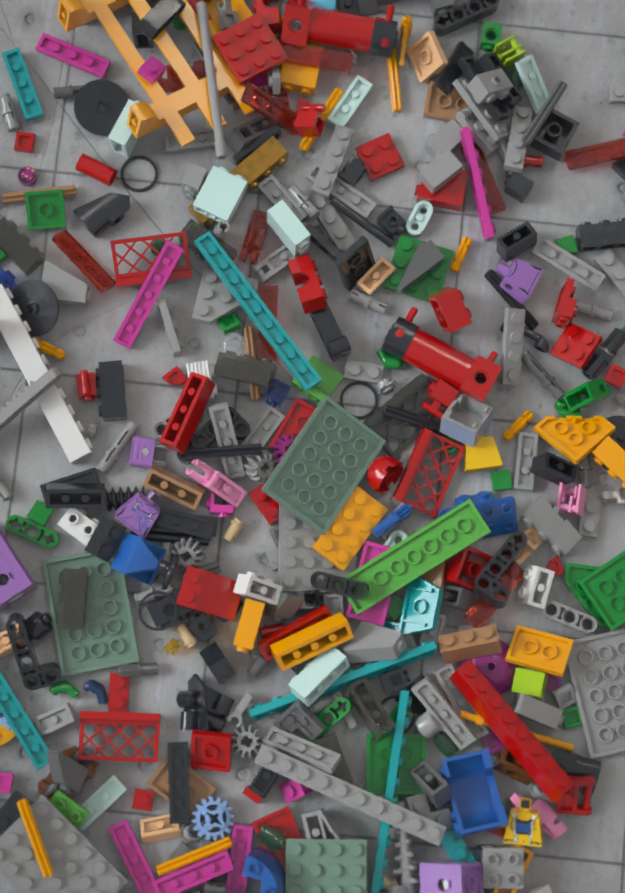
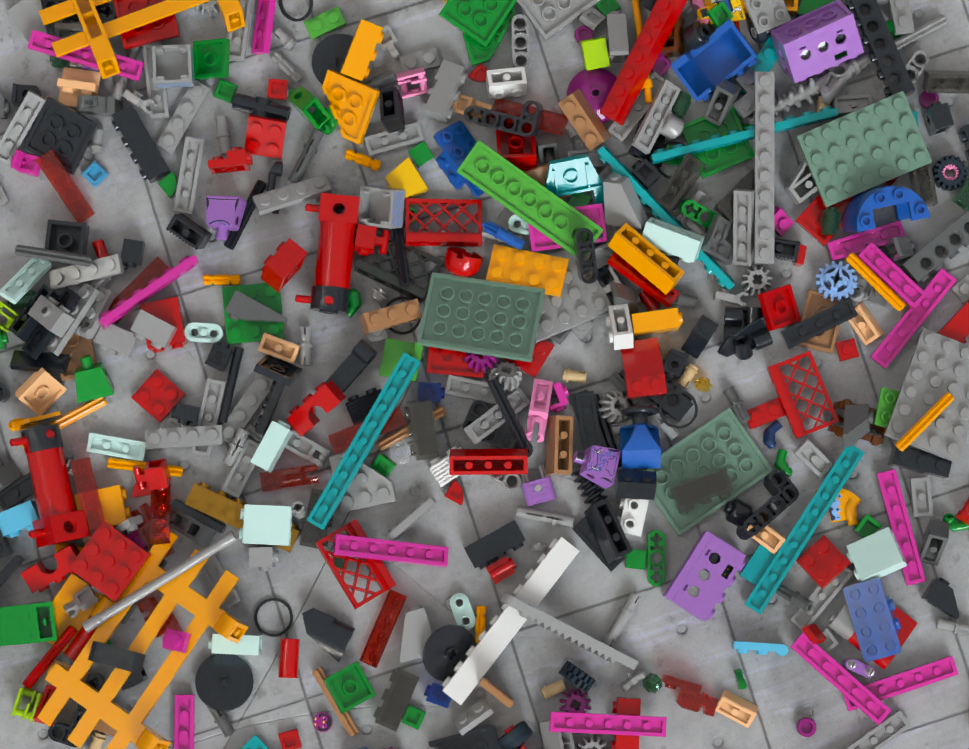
camera: 110 degrees left, 5 degrees up
(65, 339) = (462, 611): none -> light aqua plate
(102, 799) = (861, 384): light aqua plate -> none
(291, 324) = (360, 406): none -> black brick
(361, 385) = (390, 316): none -> medium nougat brick
(417, 104) = (92, 380): none -> green torso
(506, 787) = (696, 35): none -> black head
(517, 817) = (719, 14): none -> green plate
(539, 650) = (562, 55): light orange plate -> none
(604, 185) = (95, 174): none -> dark azure tile

